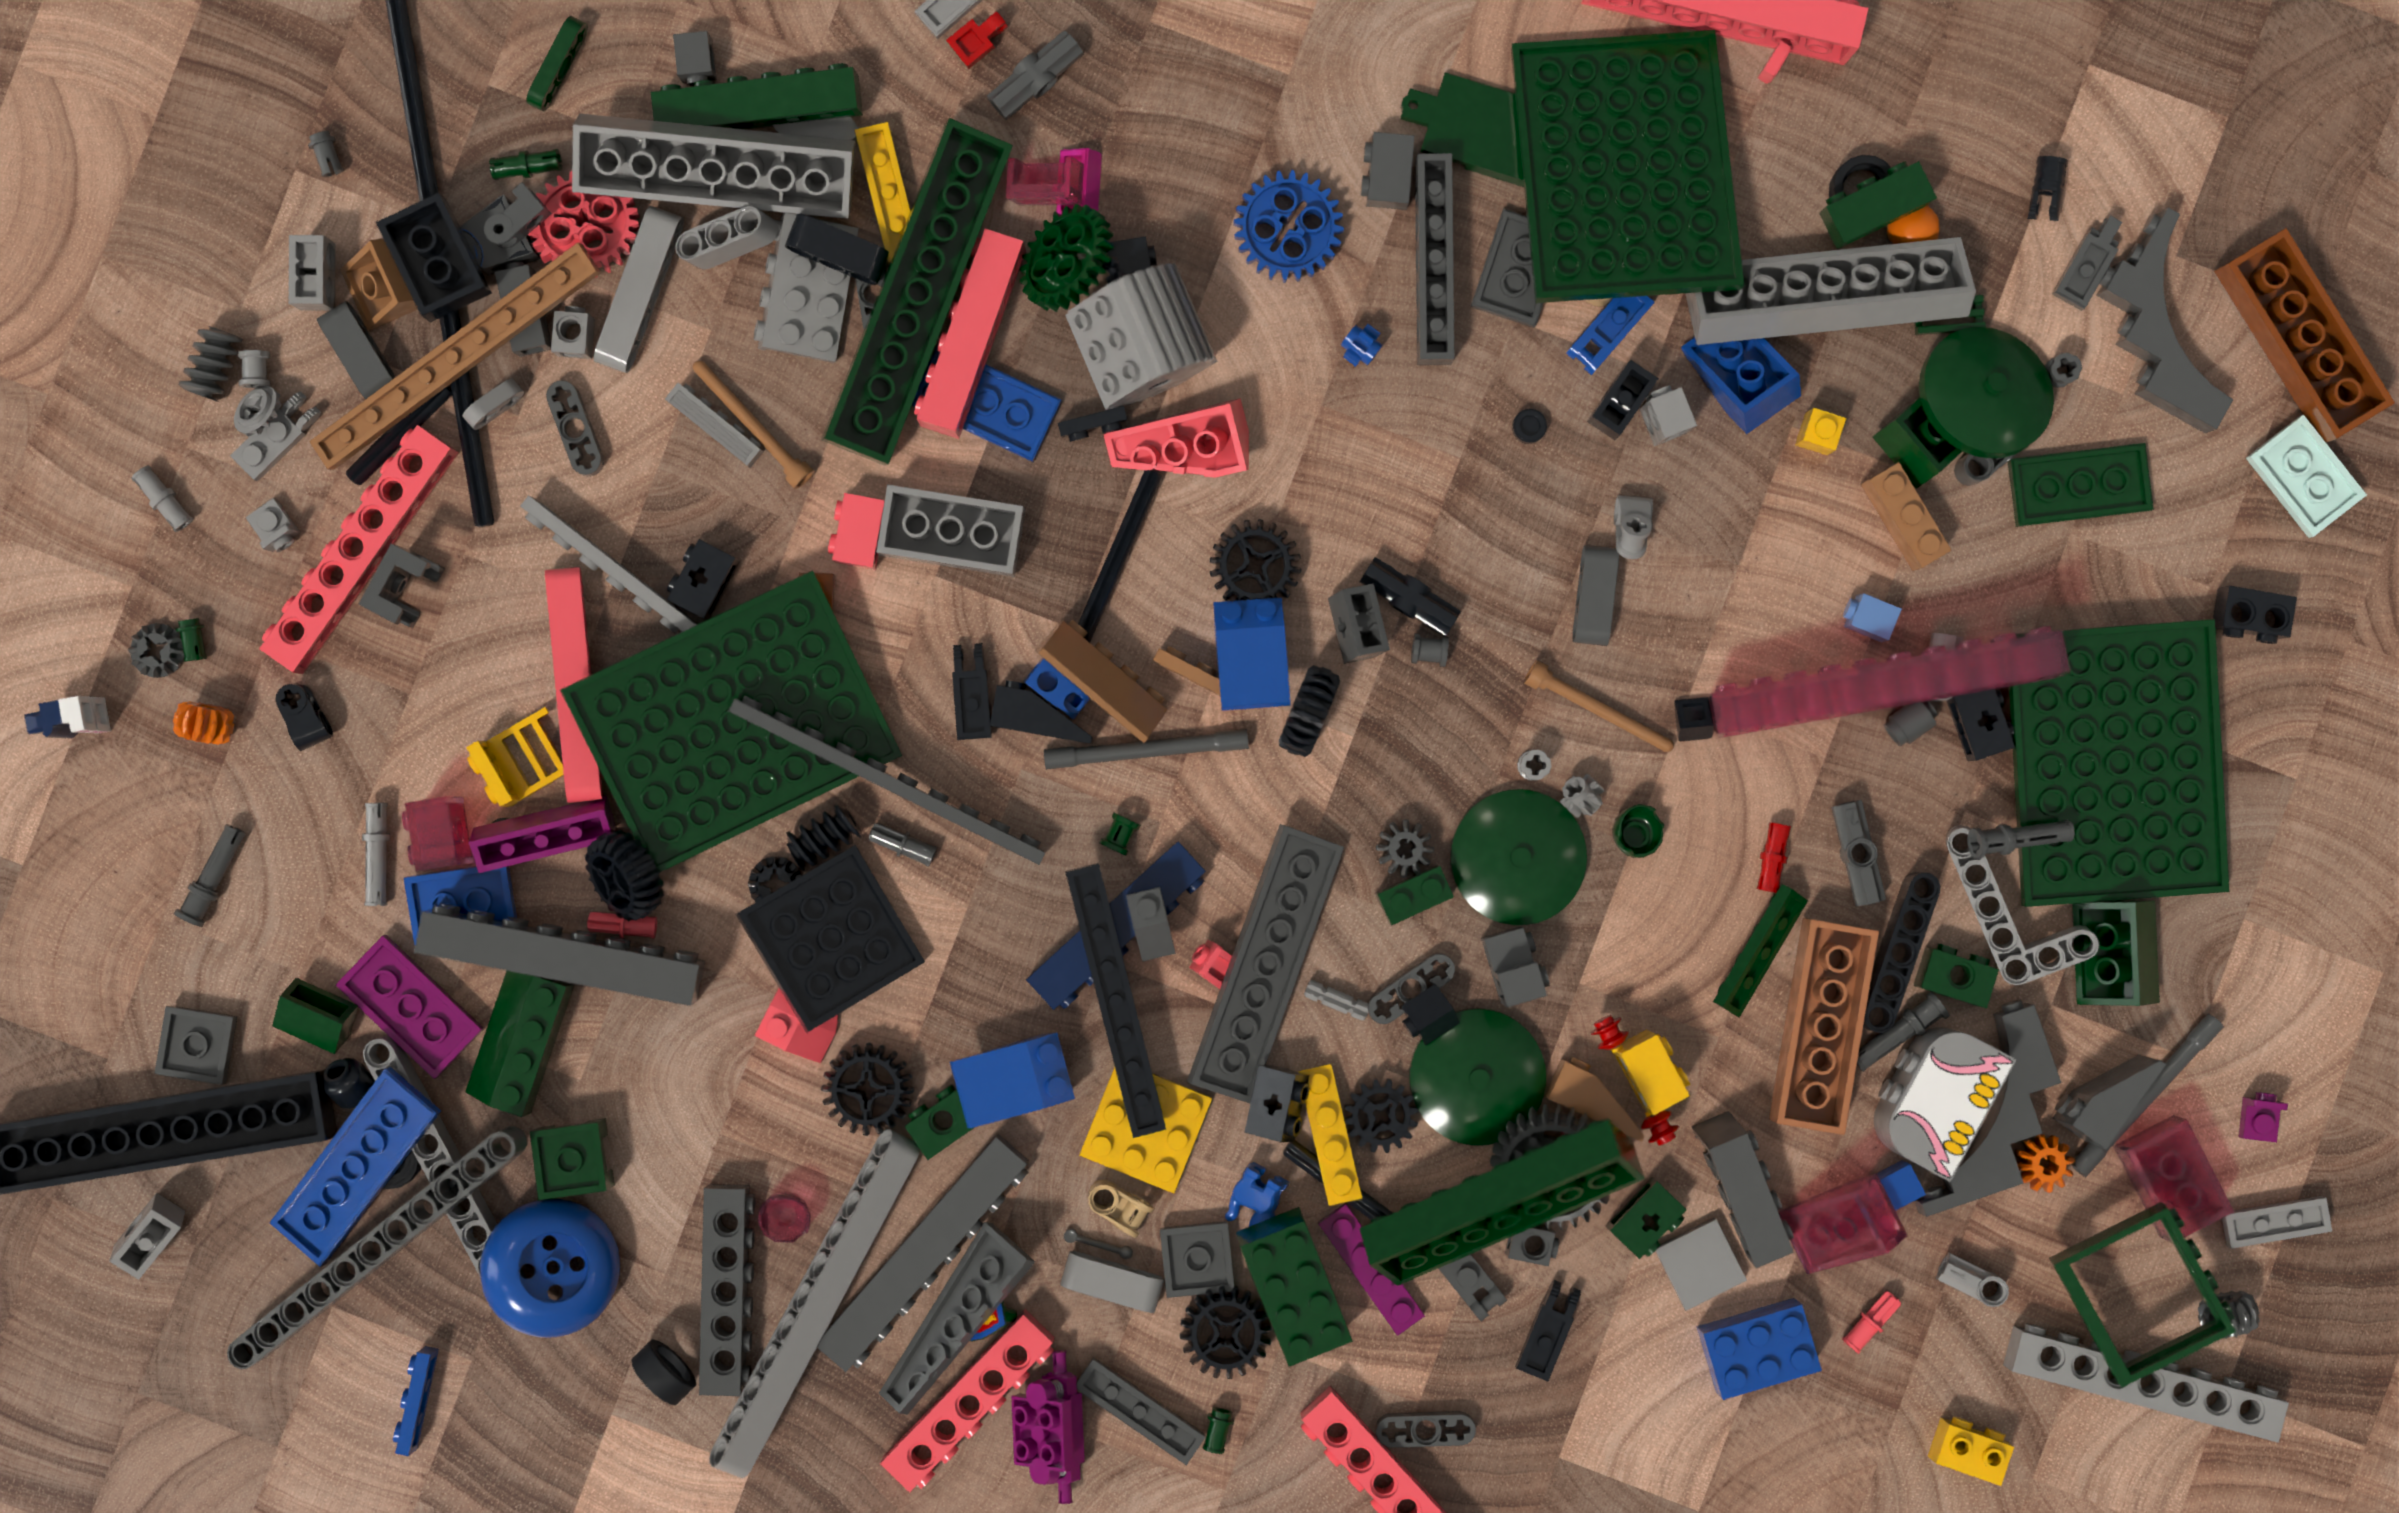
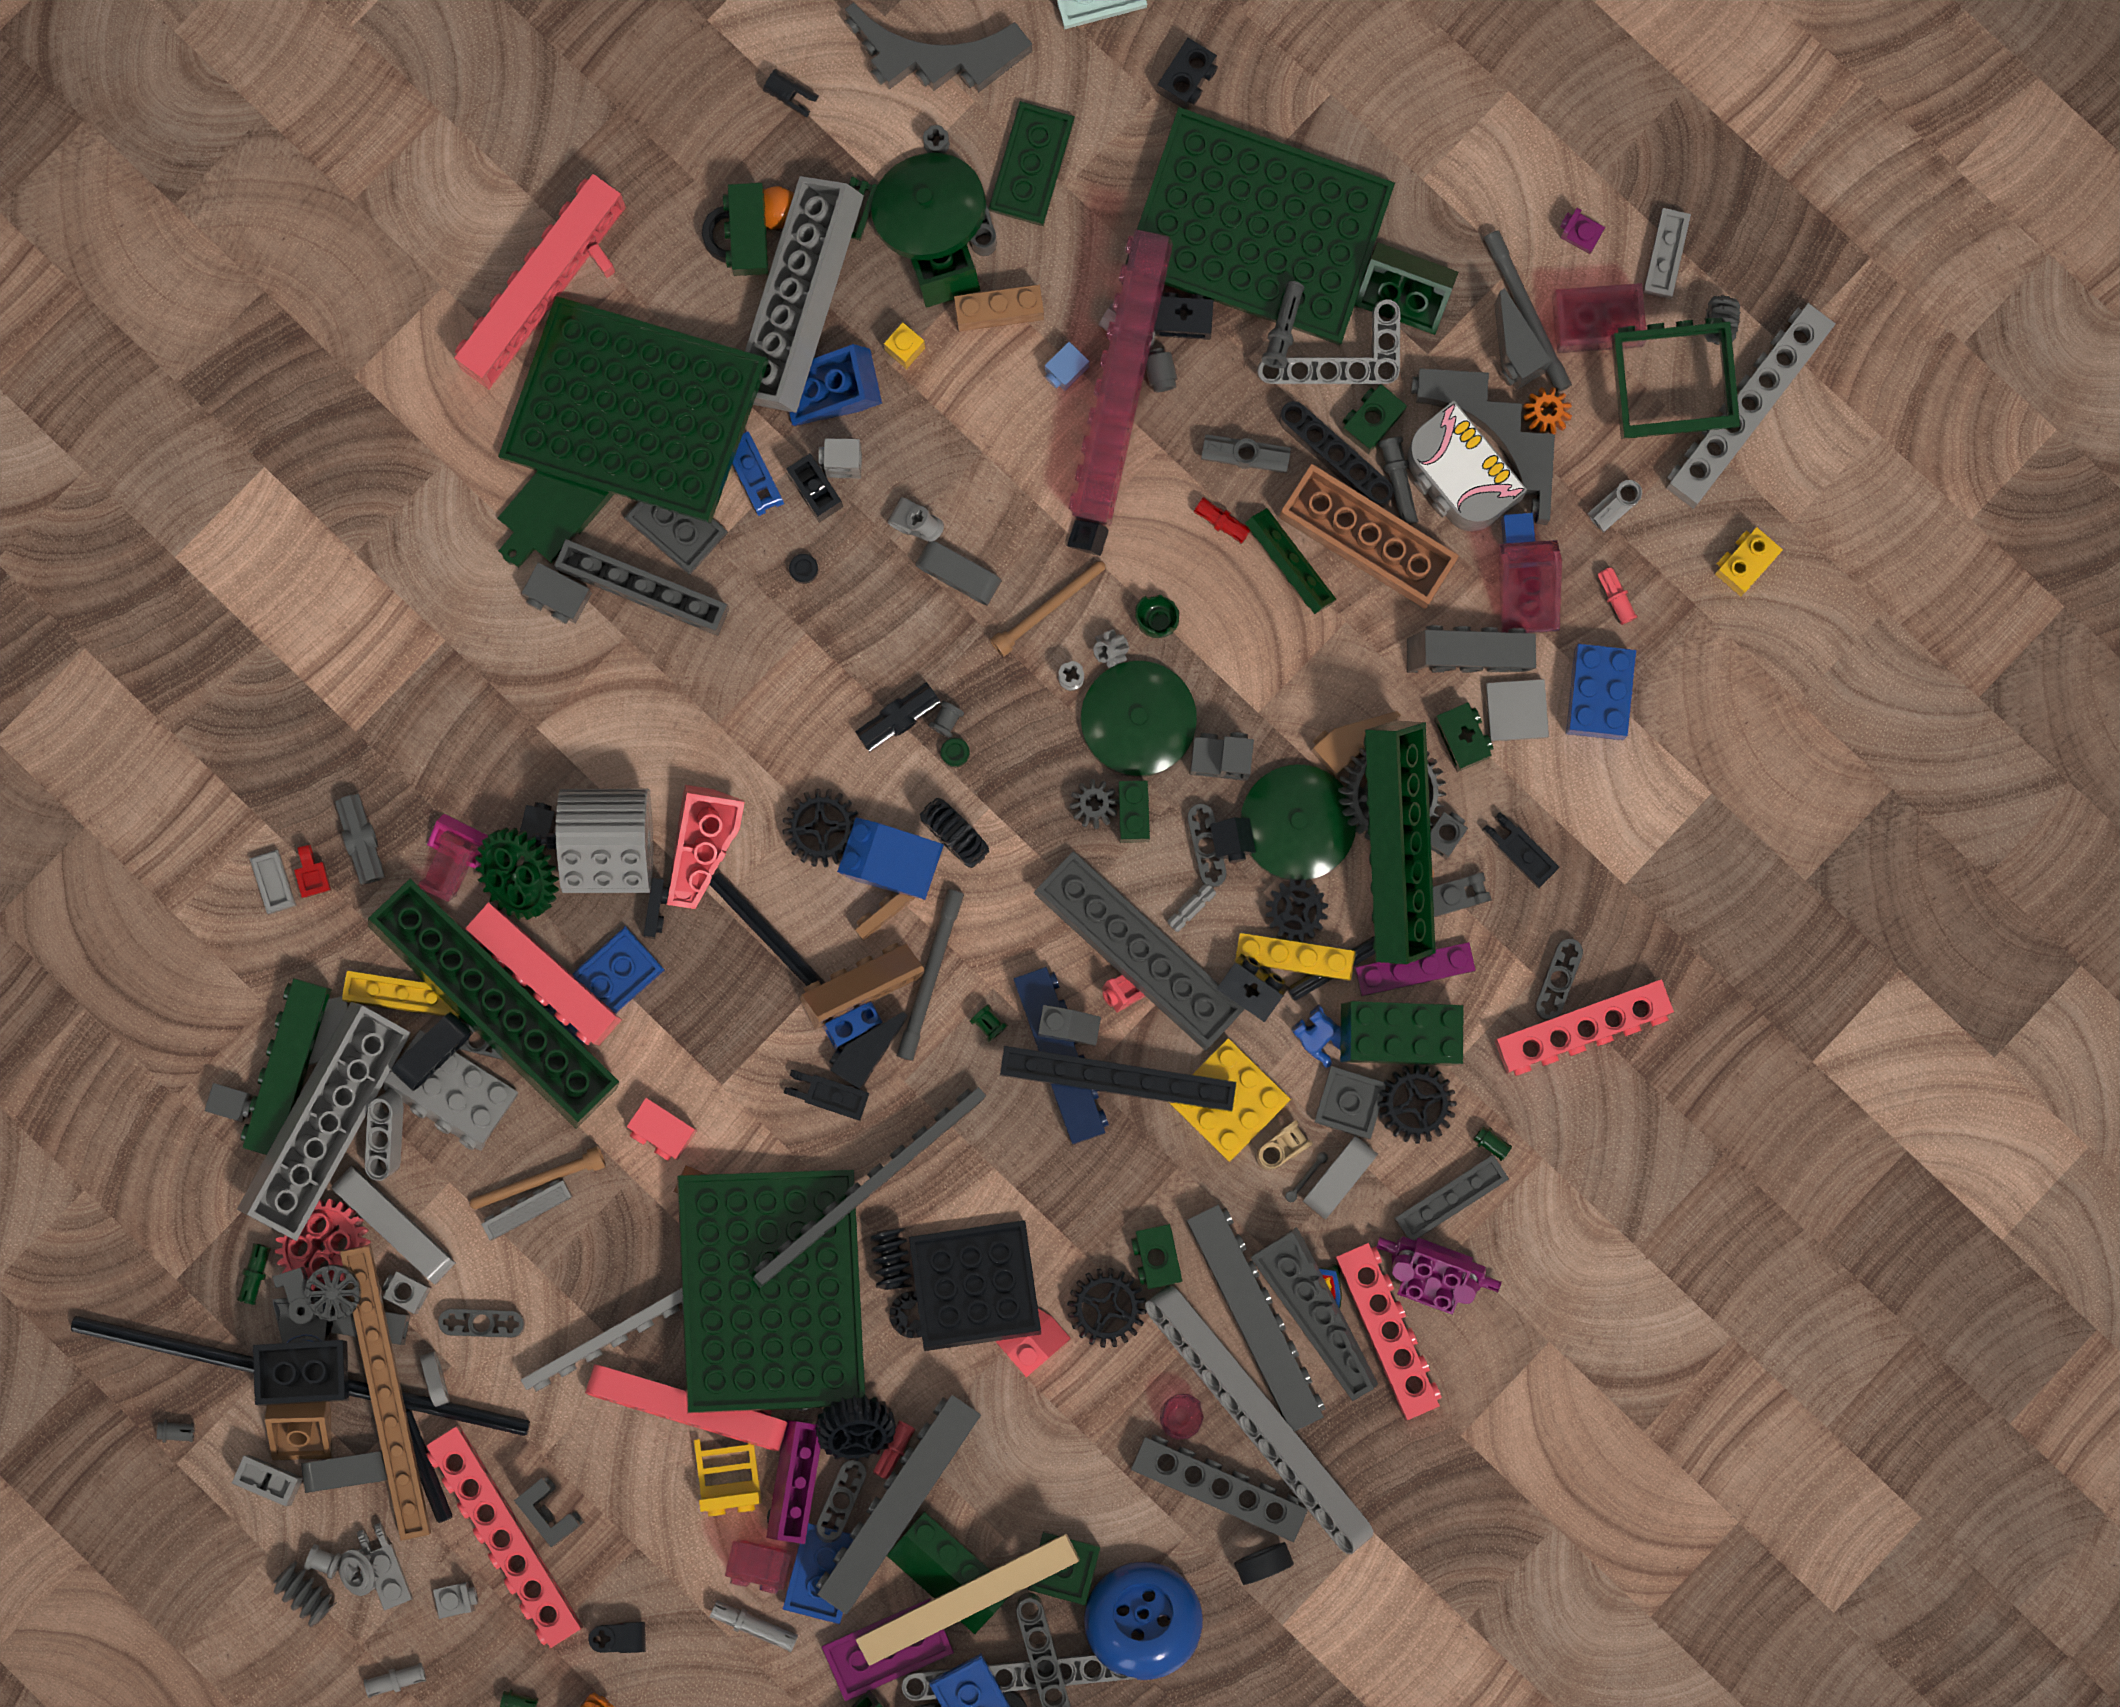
camera: 65 degrees left, 5 degrees down
(491, 1073) = (968, 1599): none -> tan tile
(517, 899) = (839, 1523): none -> dark grey beam
(531, 254) = (332, 1292): none -> dark grey wheel
(557, 63) = (184, 1215): dark green beam -> none
(705, 597) = (661, 1278): black brick -> none
(902, 843) = (923, 1199): dark grey axle -> none
(951, 530) = (692, 1055): light grey brick -> none
(1012, 1080) = (1147, 1187): blue slope -> none
(1262, 210) = (587, 676): blue gear -> none
(1358, 623) = (902, 765): dark grey brick -> none
(1361, 345) = (684, 672): blue gear -> none
(1398, 674) = (955, 752): none -> dark green tile
(1649, 1073) = (1349, 687): yellow brick -> none
(2089, 264) = (863, 86): dark grey hinge -> none

